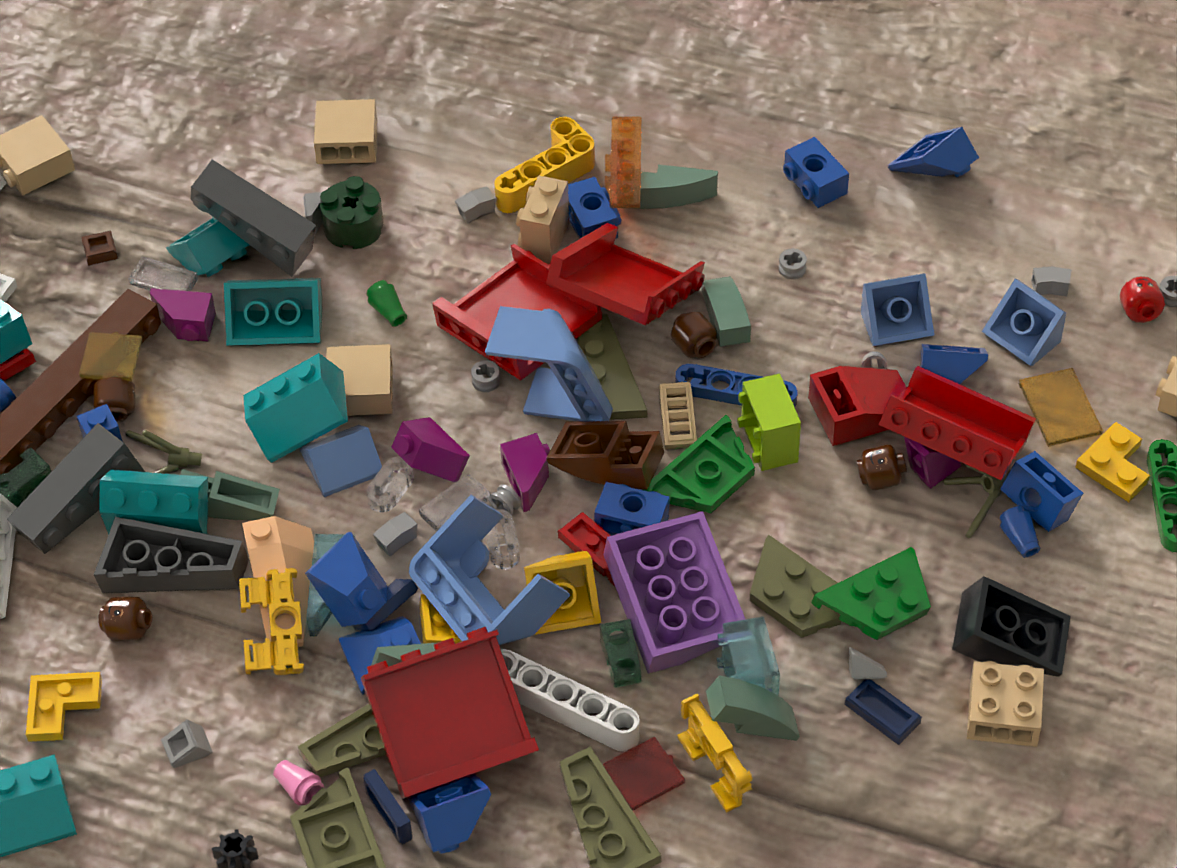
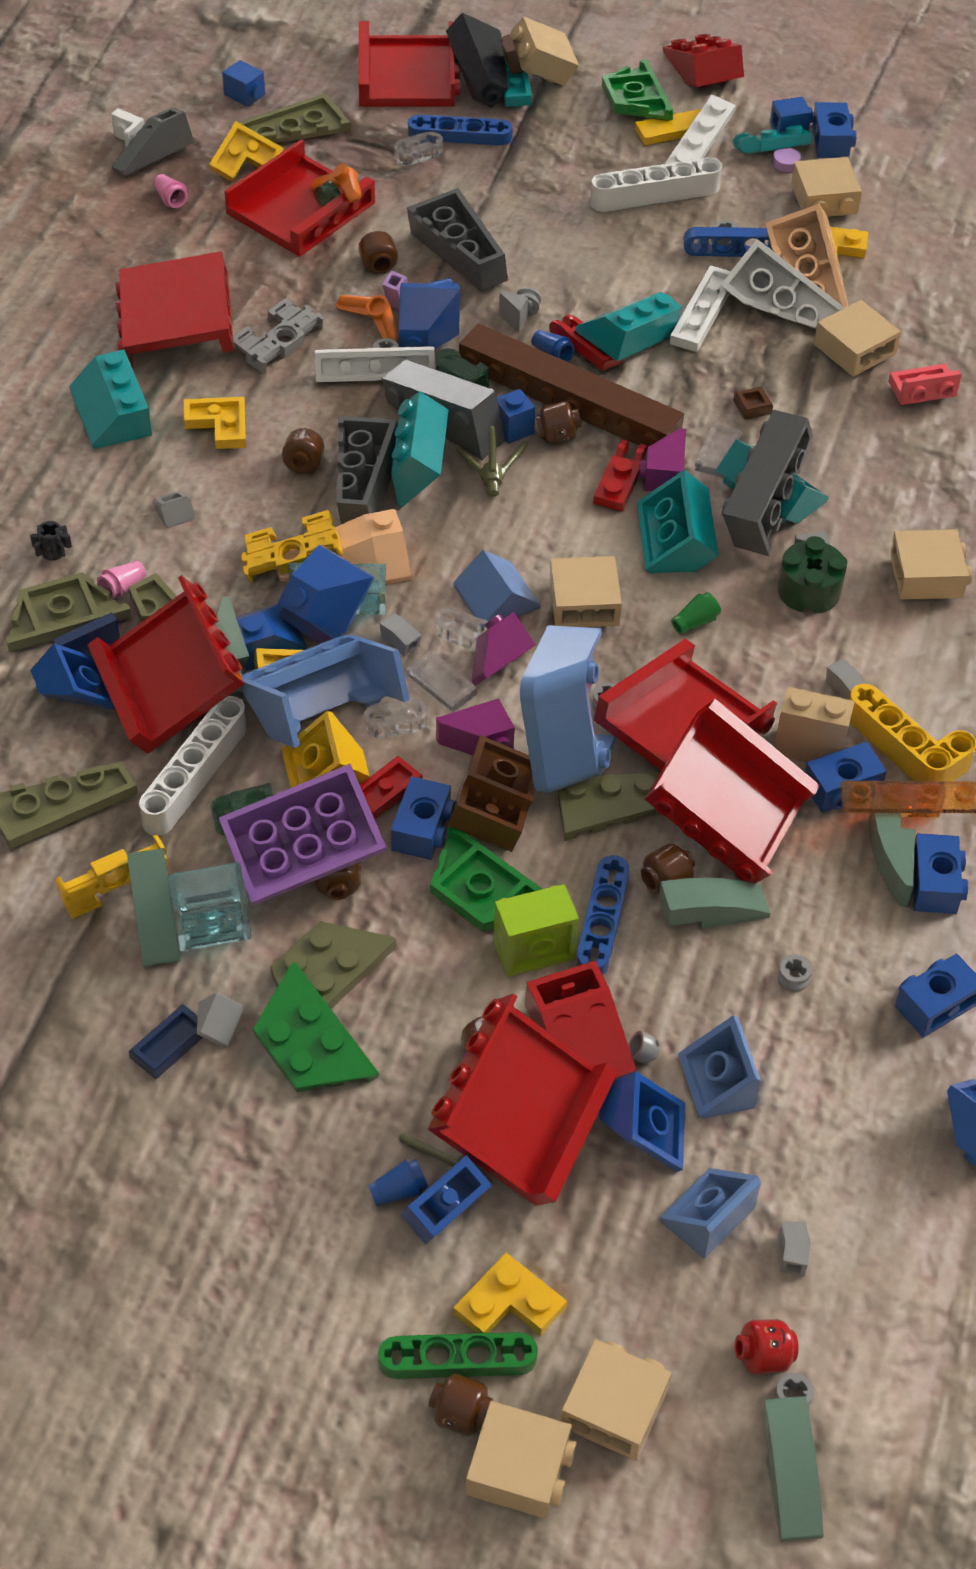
camera: 85 degrees right, 0 degrees up
(100, 116) = (924, 384): none -> coral bracket
(110, 356) = (594, 405): clear yellow piece -> none
(190, 355) = (619, 477): none -> red hinge
(238, 497) = (443, 508): sand green slope -> none
(296, 407) = (536, 537): teal slope -> none
(505, 499) = (437, 709): light grey bush -> none
(644, 773) = (112, 832): clear red piece -> none
(677, 396) = (557, 851): tan slope -> none
(696, 154) = (938, 874): none -> blue brick
(1005, 703) = (161, 1150): tan brick -> none
(1010, 628) = (257, 1164): black slope -> none
(1060, 407) = (596, 1248): clear yellow piece -> none

